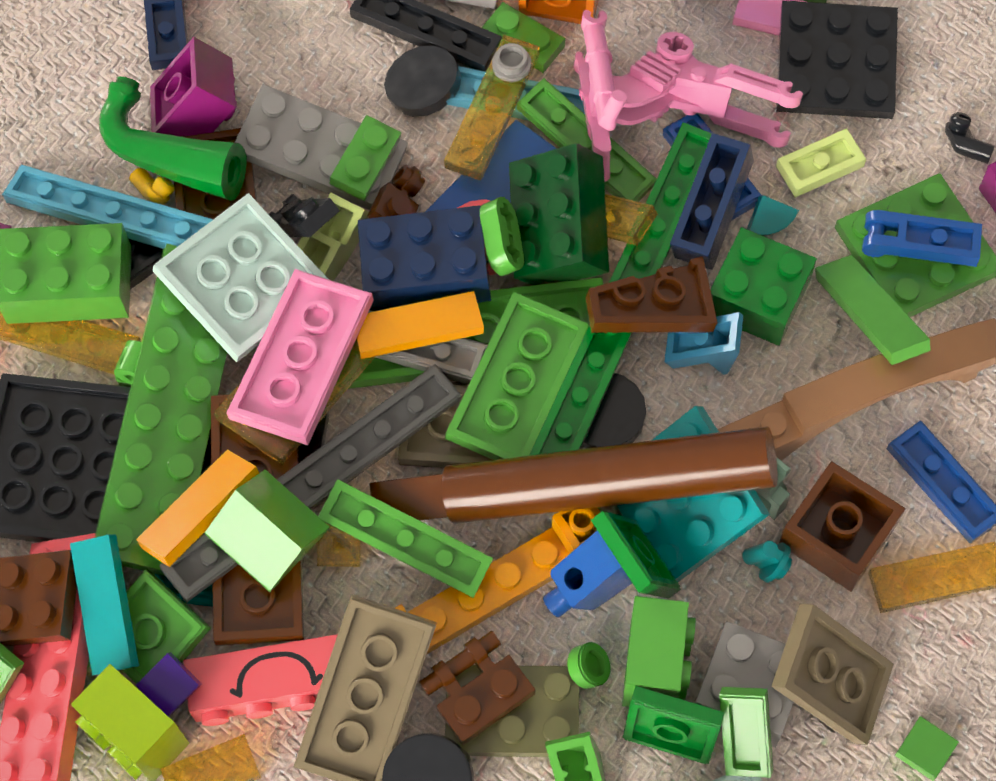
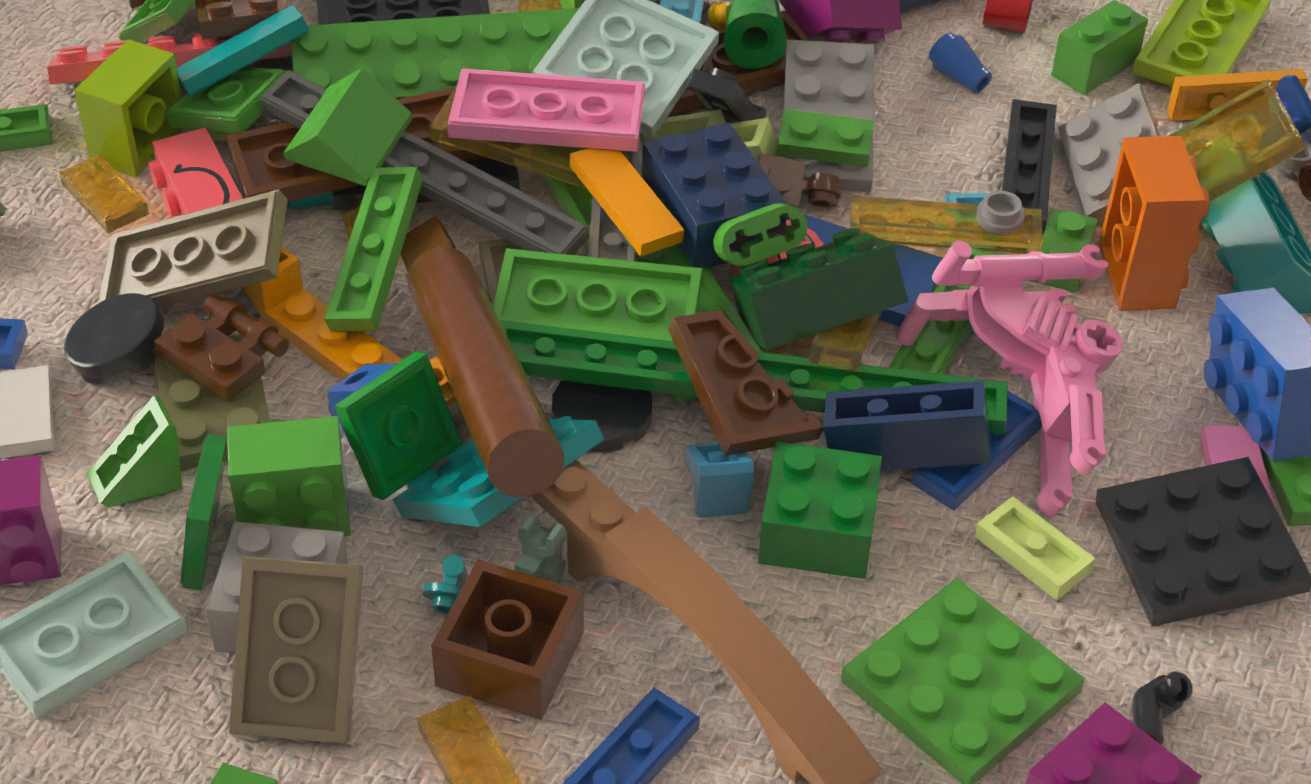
camera: 70 degrees right, 20 degrees down
(168, 684) = (172, 114): dark purple tile -> none
(196, 508) = (326, 69): light orange tile -> none
(280, 31) = (958, 61): none -> blue cone
(422, 80) = (954, 171): black tile -> none
(746, 732) = (202, 573): tile -> none
(770, 216) = (930, 511): teal tile -> none
(872, 310) = (820, 607): bright green tile -> none
(922, 238) = (960, 657): blue plate -> none

